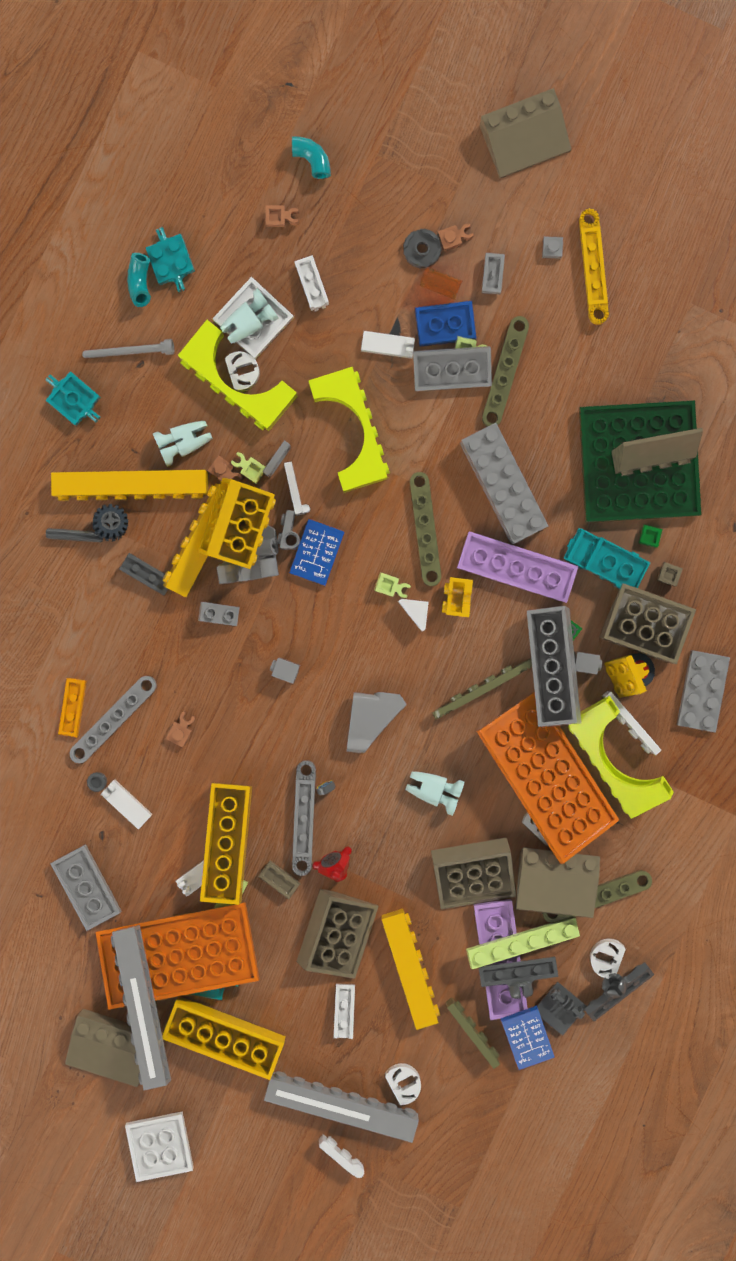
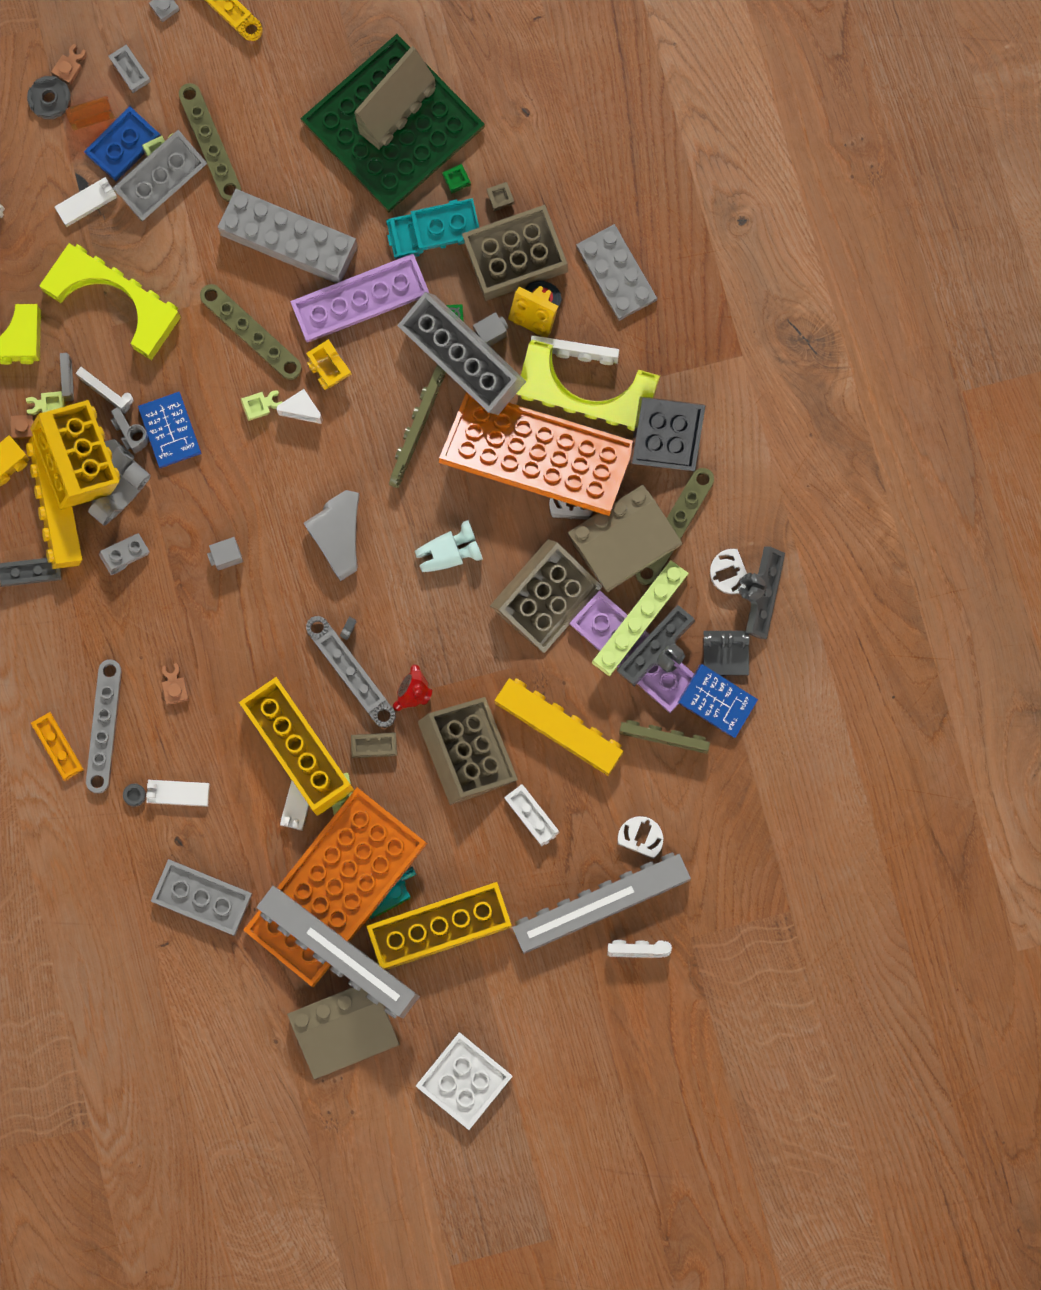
camera: 35 degrees left, 10 degrees down
(645, 835) = (667, 433): none -> plate

